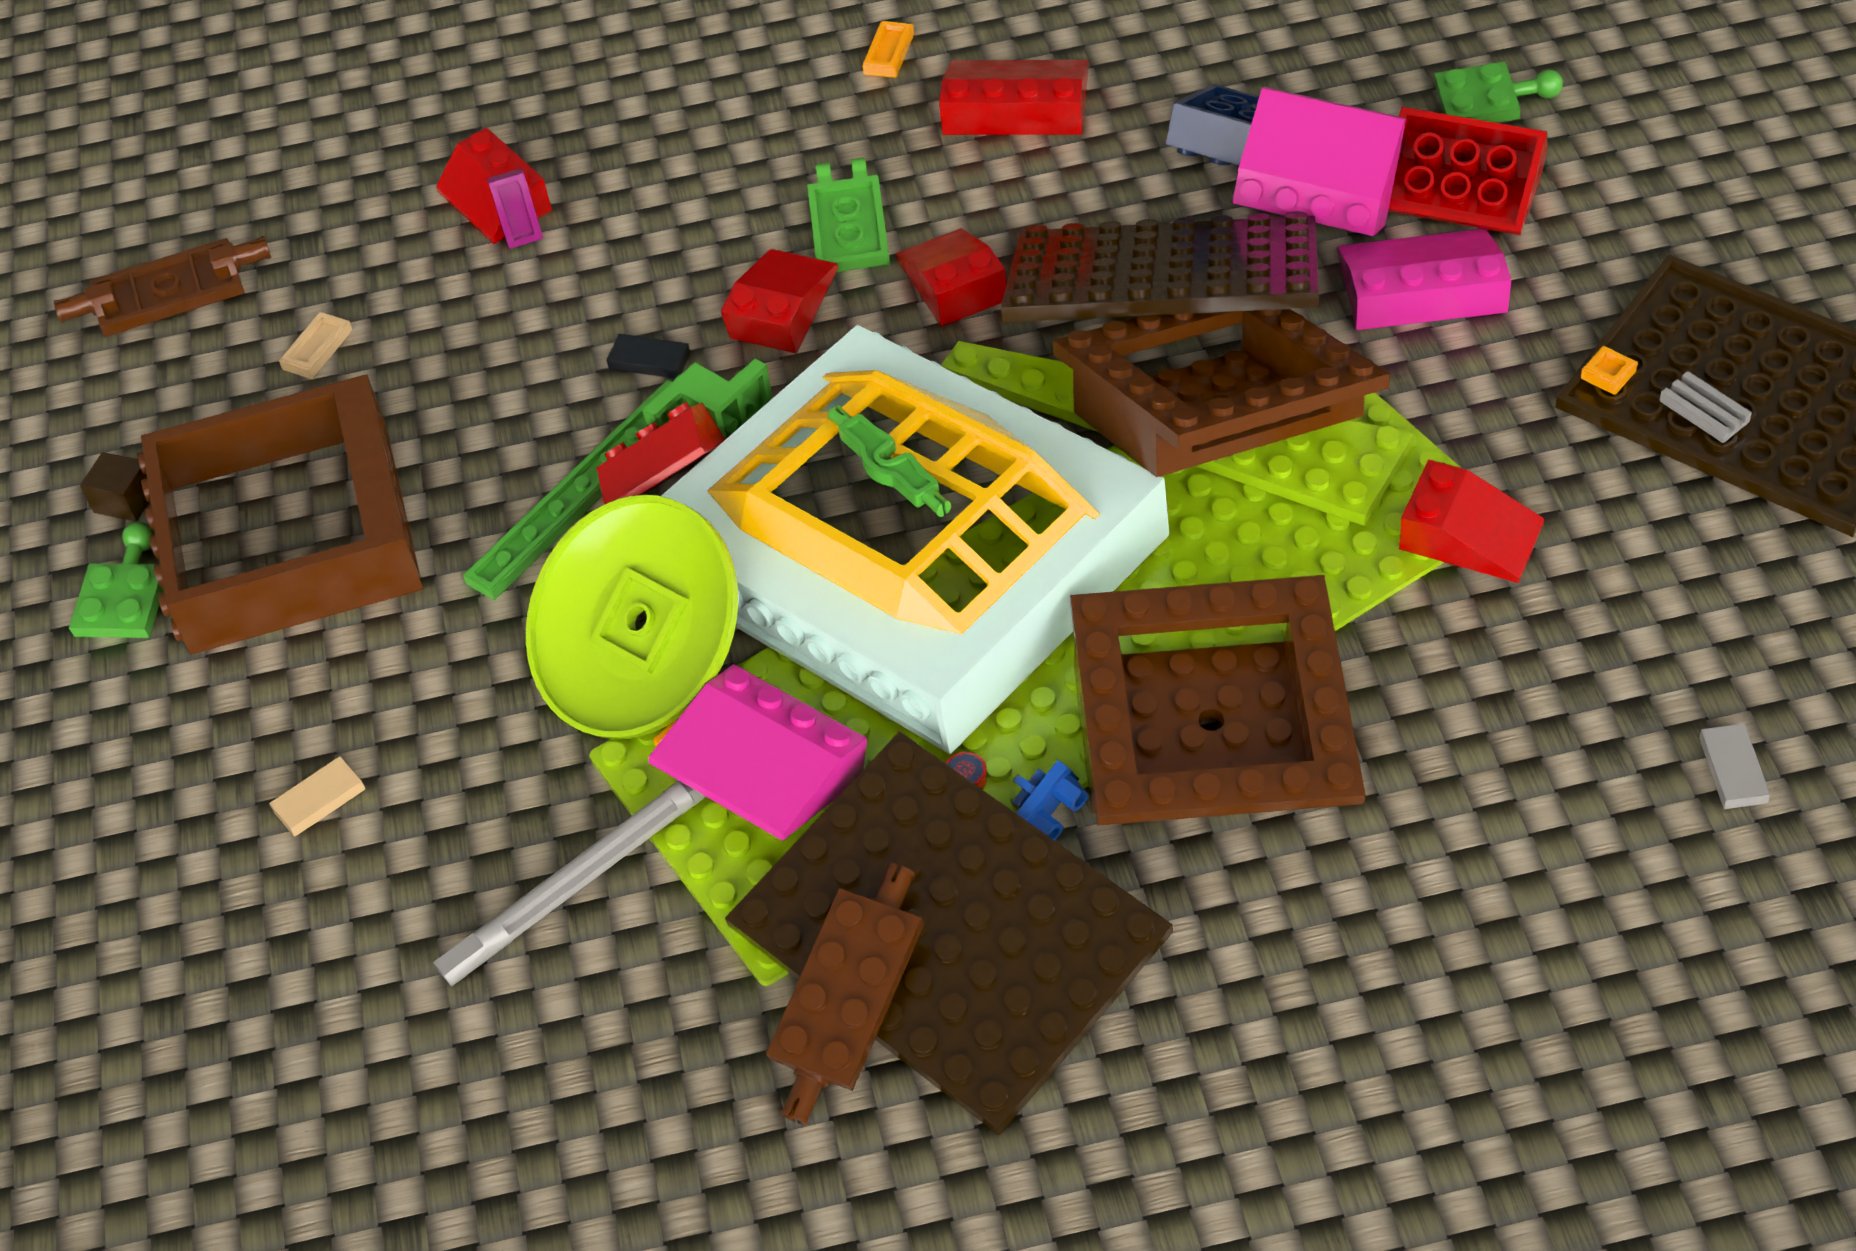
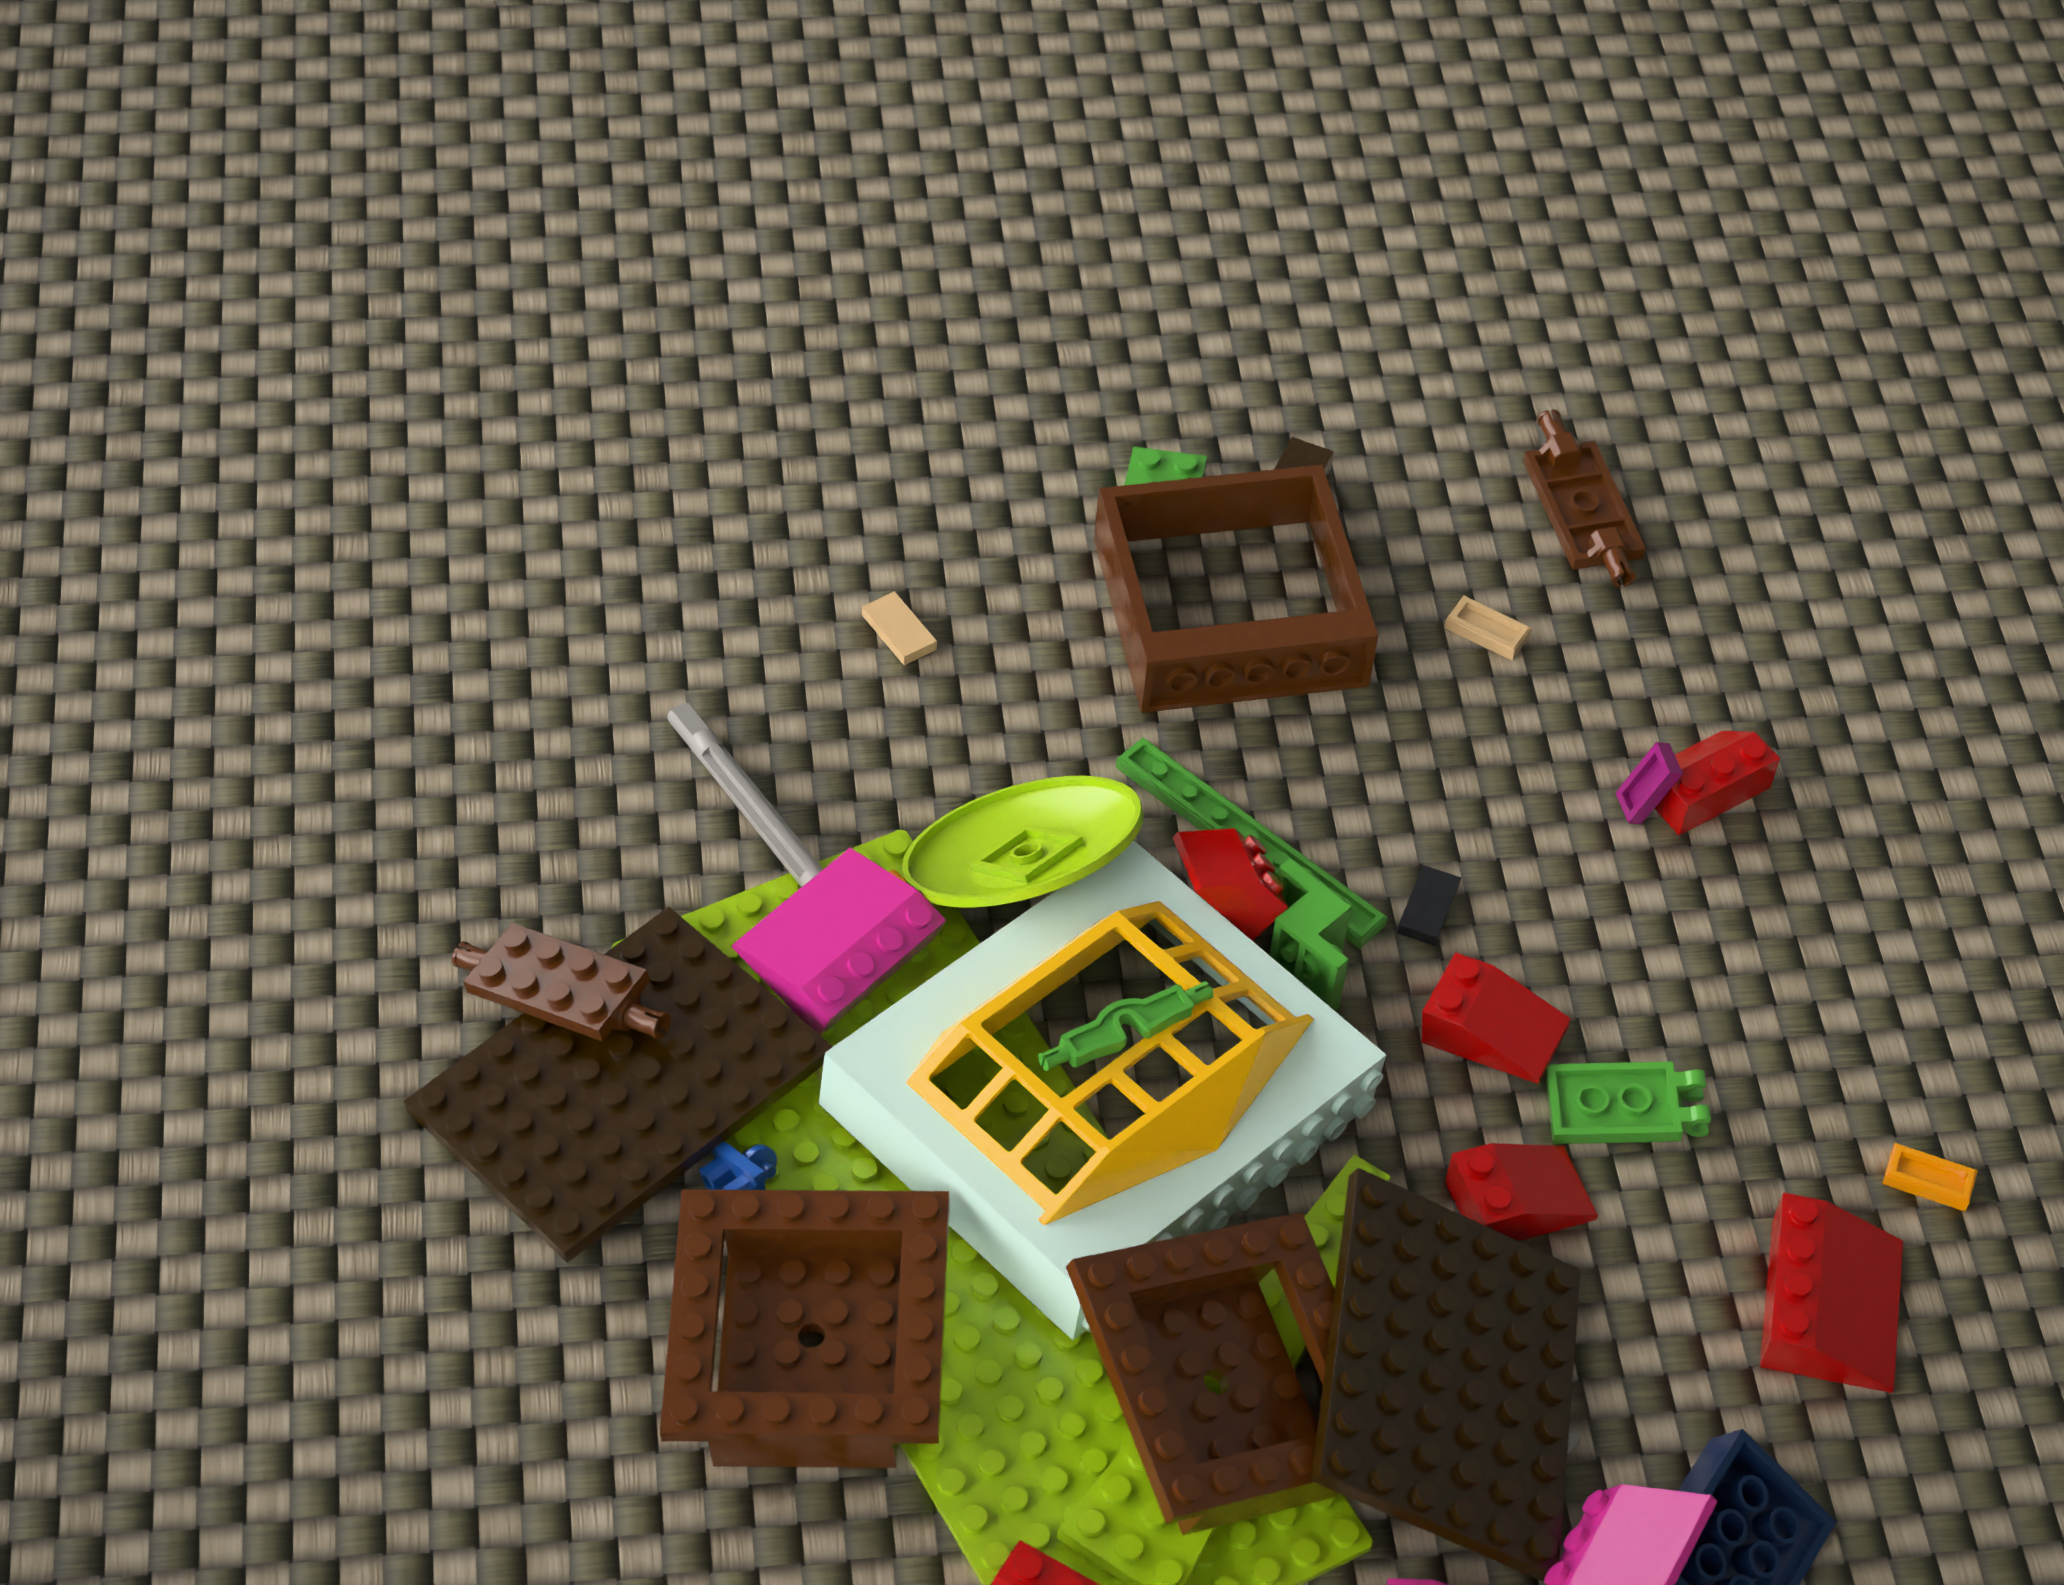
camera: 85 degrees right, 0 degrees up
(970, 766) = (796, 1116): tile -> none

